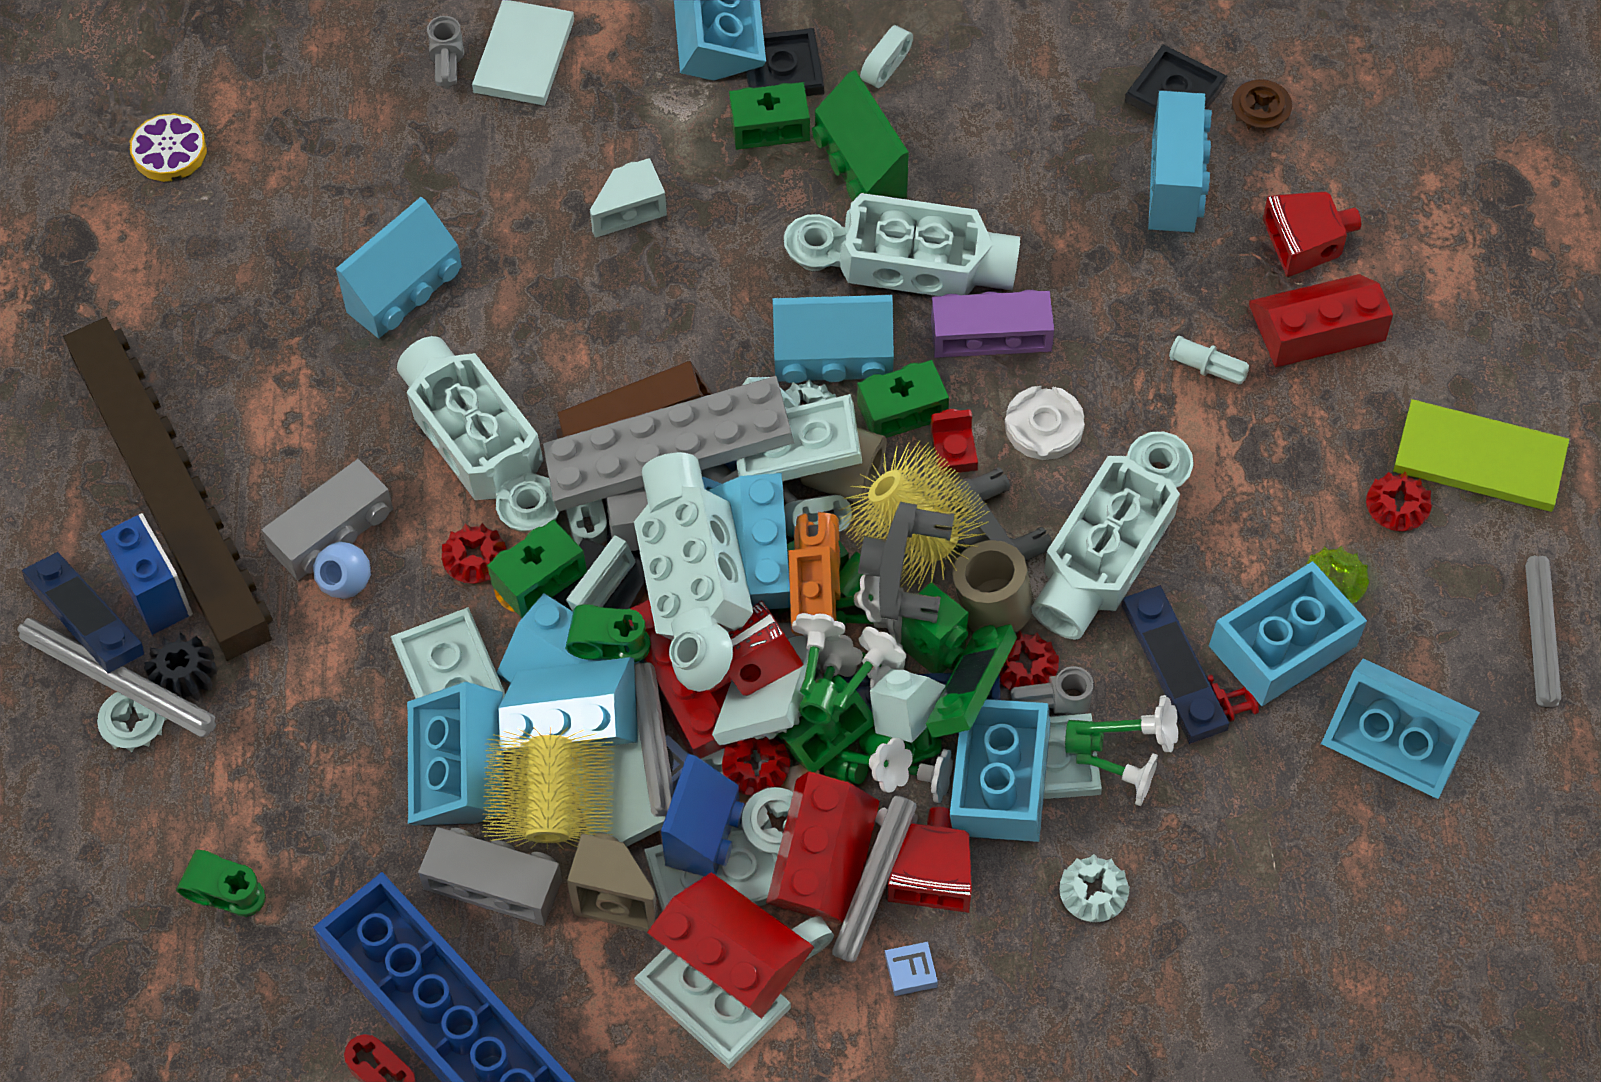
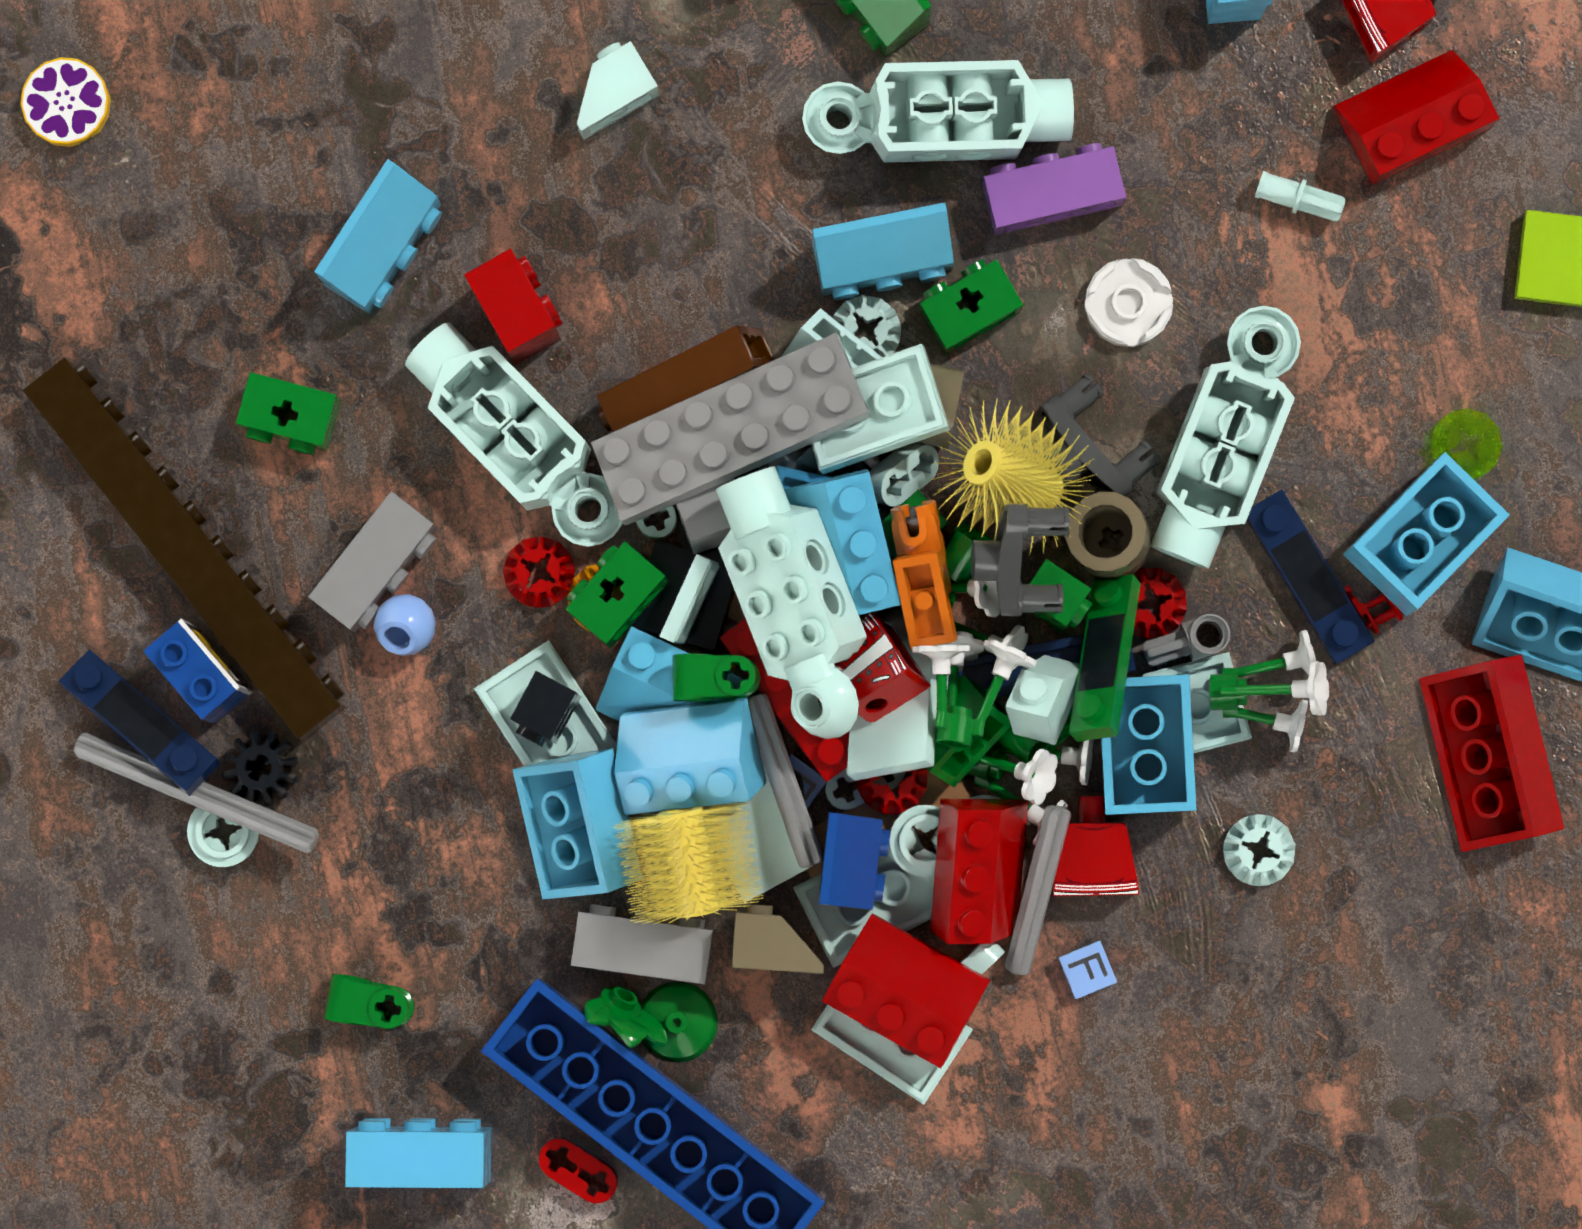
camera: 10 degrees left, 25 degrees up
(229, 1018) = (418, 1154): none -> medium azure brick
(286, 393) = (268, 396): none -> green brick
(448, 643) = (544, 709): none -> black brick
(457, 927) = (624, 1014): none -> green plate
(503, 332) = (509, 300): none -> red brick
(509, 956) = (686, 1017): none -> green piece
(954, 440) = (1034, 348): red bracket -> none
(1329, 834) = (1491, 753): none -> red slope
(1382, 505) = (1510, 352): red gear -> none

